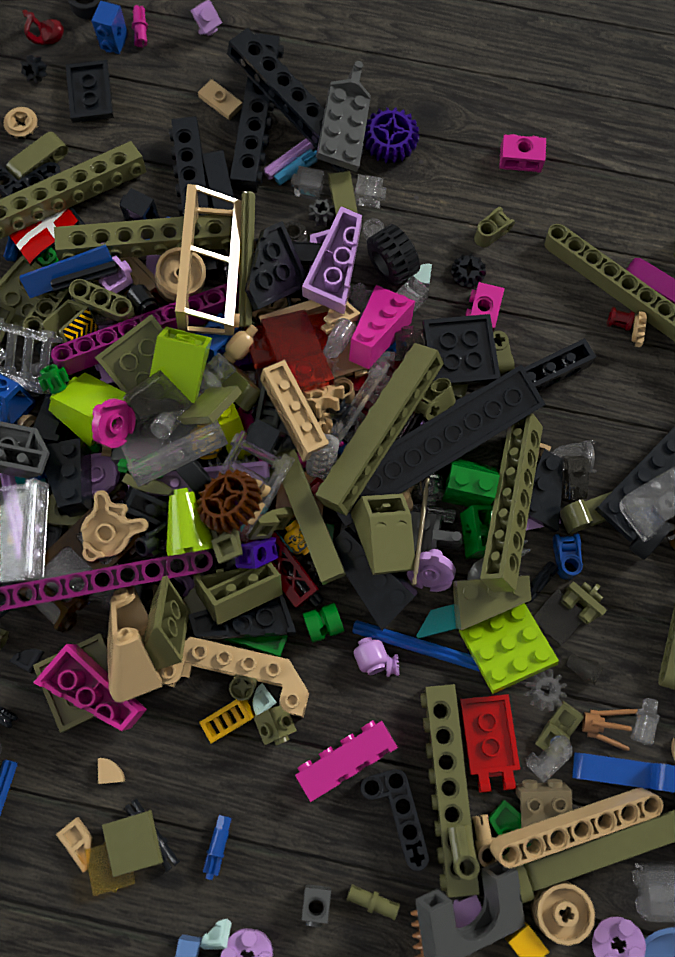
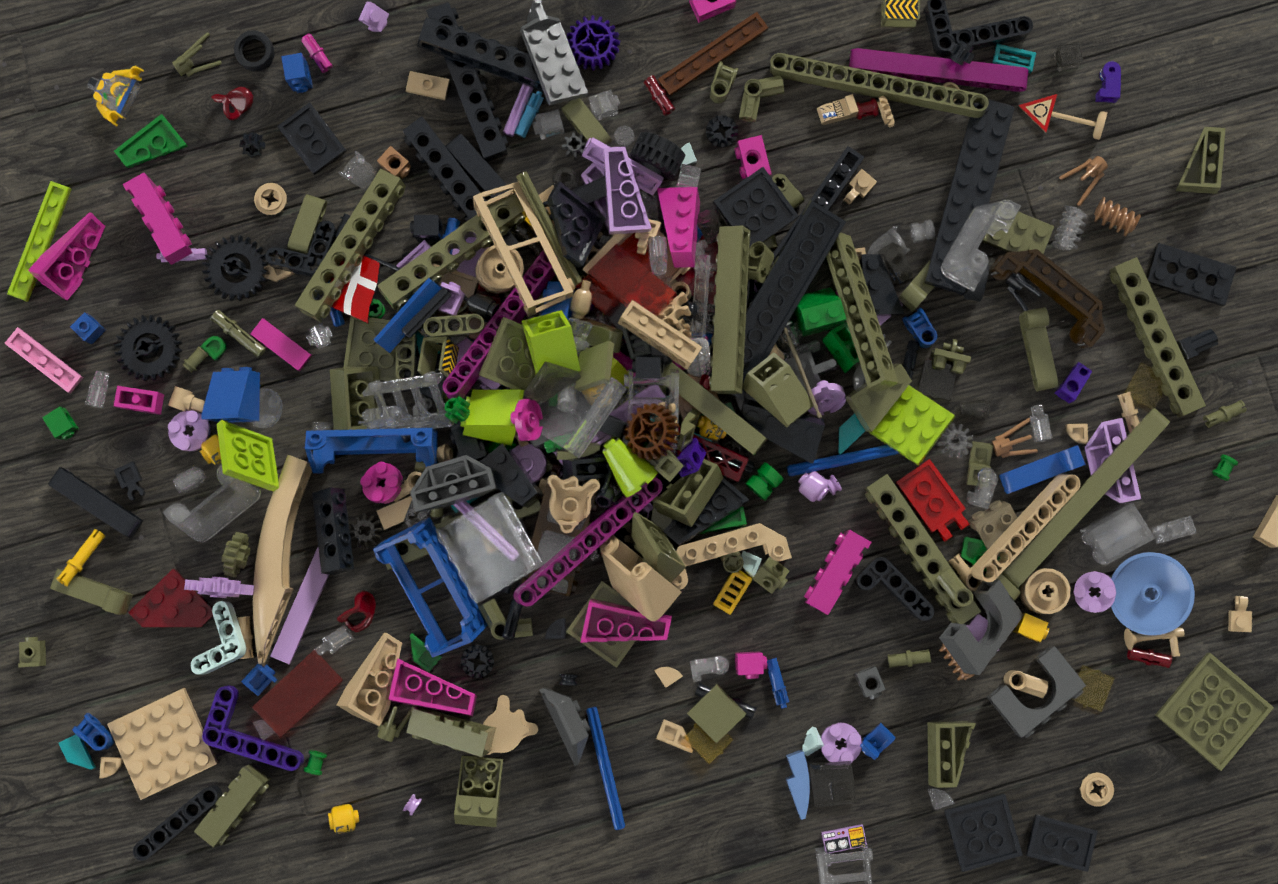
camera: 30 degrees left, 10 degrees up
(110, 133) = (359, 171): none -> clear piece
(144, 139) = (390, 156): none -> medium nougat brick
(151, 783) = (708, 665): none -> clear leg
(197, 809) = (750, 664): none -> dark pink brick
(365, 264) = (645, 178): none -> lavender fence
(426, 209) = (659, 95): none -> dark red pin
(490, 198) = (713, 54): none -> reddish brown plate
(530, 251) = (750, 102): none -> olive piece
(577, 387) = (860, 185): none -> tan plate
(591, 306) = (838, 110): none -> tan leg
(618, 460) = (922, 231): none -> clear wheel

